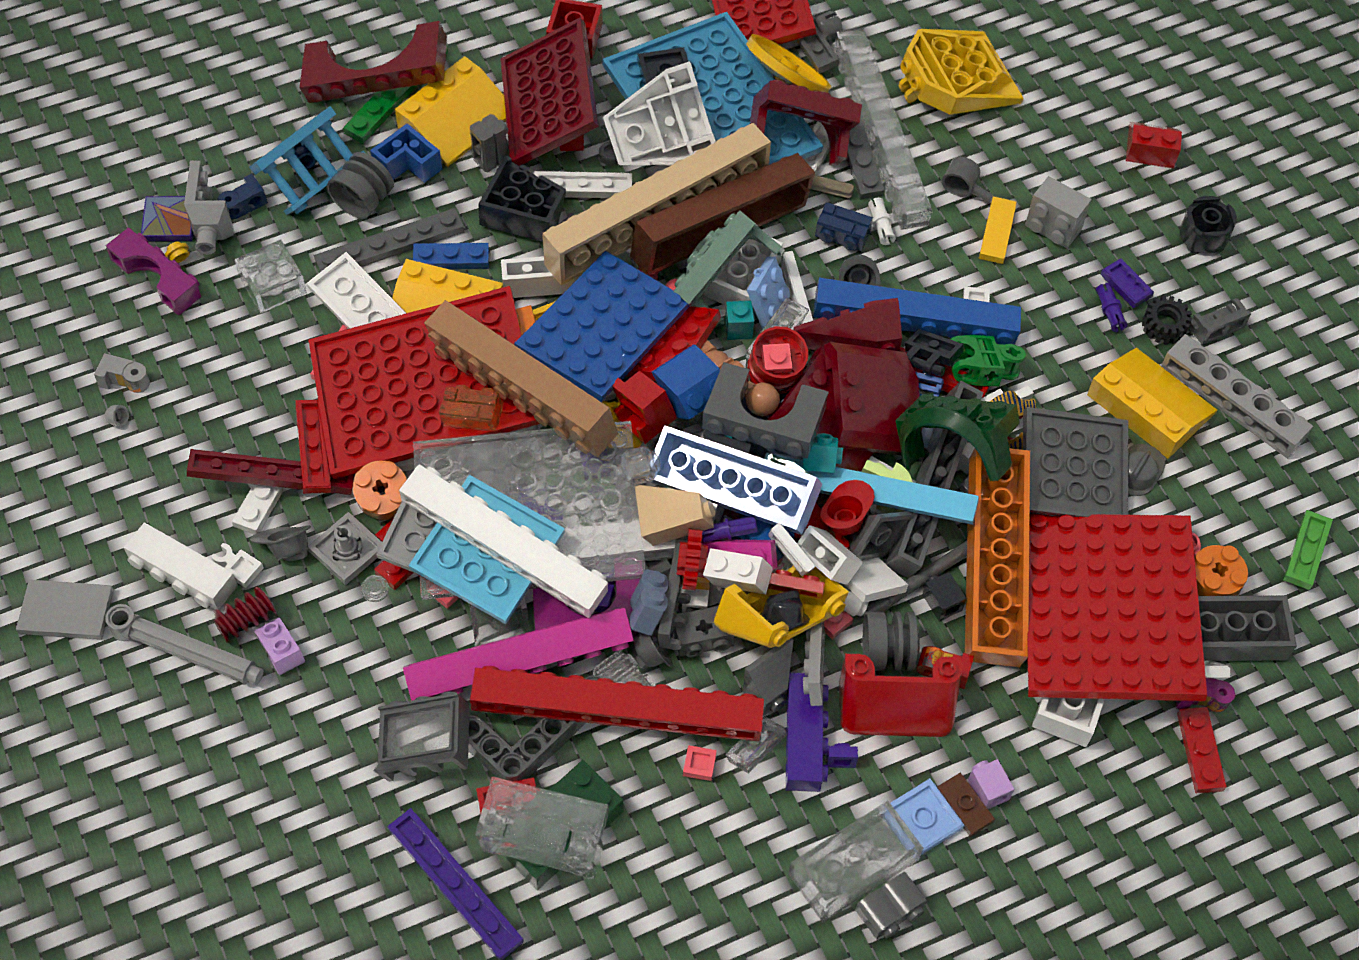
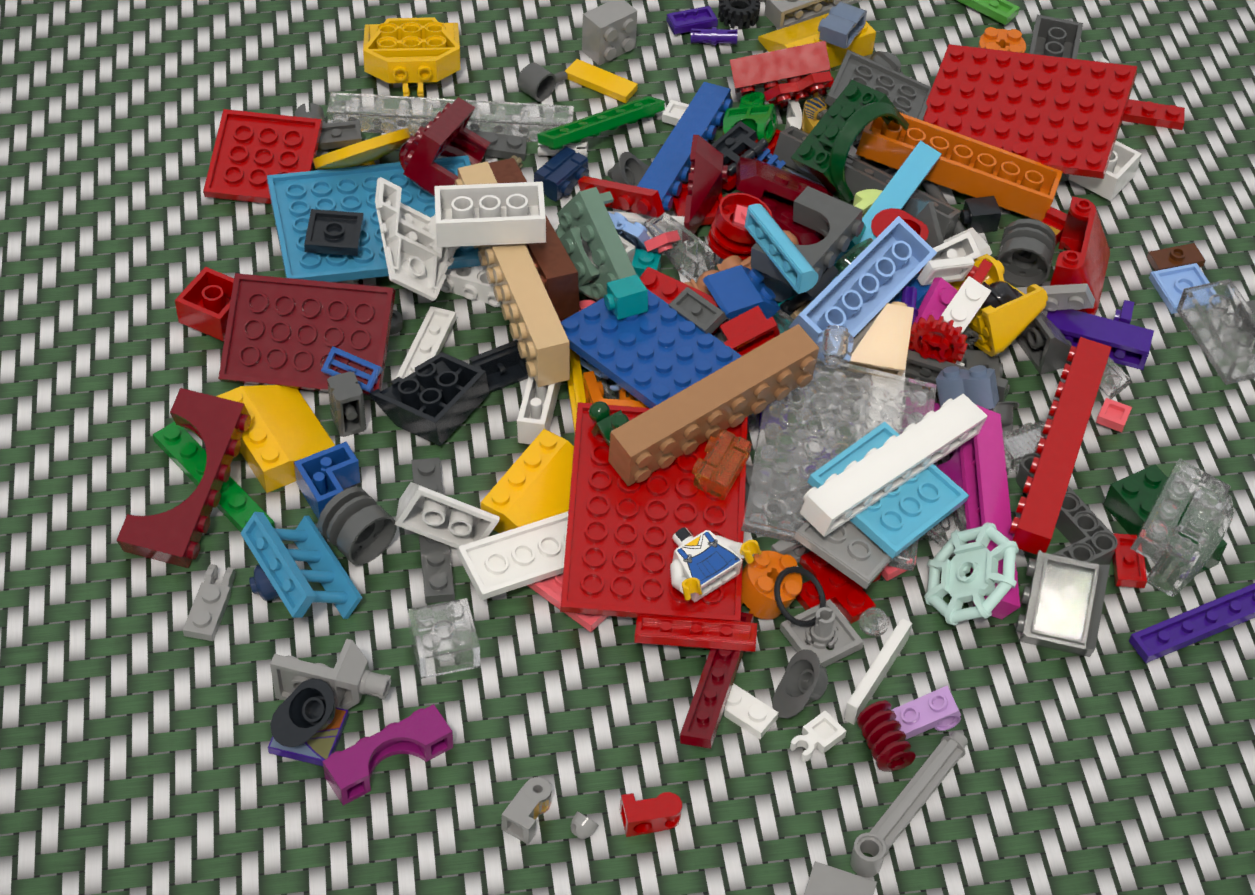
camera: 75 degrees left, 10 degrees down
(137, 464) = (650, 814): none -> red leg
(165, 203) = (303, 713): none -> black piece
(177, 251) = (368, 724): yellow plate -> none
(180, 566) = (808, 789): white brick -> none
(244, 198) = (313, 640): dark blue leg -> none
(272, 124) = (209, 605): none -> light grey hinge
(316, 598) = (877, 671): none -> white tile
(363, 422) = (707, 562): none -> torso
(373, 488) = (786, 614): none -> black tyre
(382, 236) = (442, 517): none -> white slope
(427, 646) = (982, 579): none -> light aqua plate
(453, 255) = (473, 473): blue plate -> none
(493, 300) = (600, 413): none -> dark green piece
(525, 133) = (372, 379): none -> blue tile
(644, 289) = (626, 297): none -> teal brick
(653, 350) = (698, 310): none -> dark grey plate
(681, 152) = (490, 214): none -> white brick
(718, 378) = (780, 249): none -> medium azure brick
(757, 314) = (662, 242): none -> coral plate
(817, 269) = (626, 196): none -> red plate
(922, 237) = (597, 123): none -> green plate
(990, 783) = (1164, 233): lavender brick -> none
(1036, 386) = (799, 90): none -> red plate
(1062, 363) = (778, 67): none -> piece
(1152, 402) = (842, 24): none -> sand blue brick

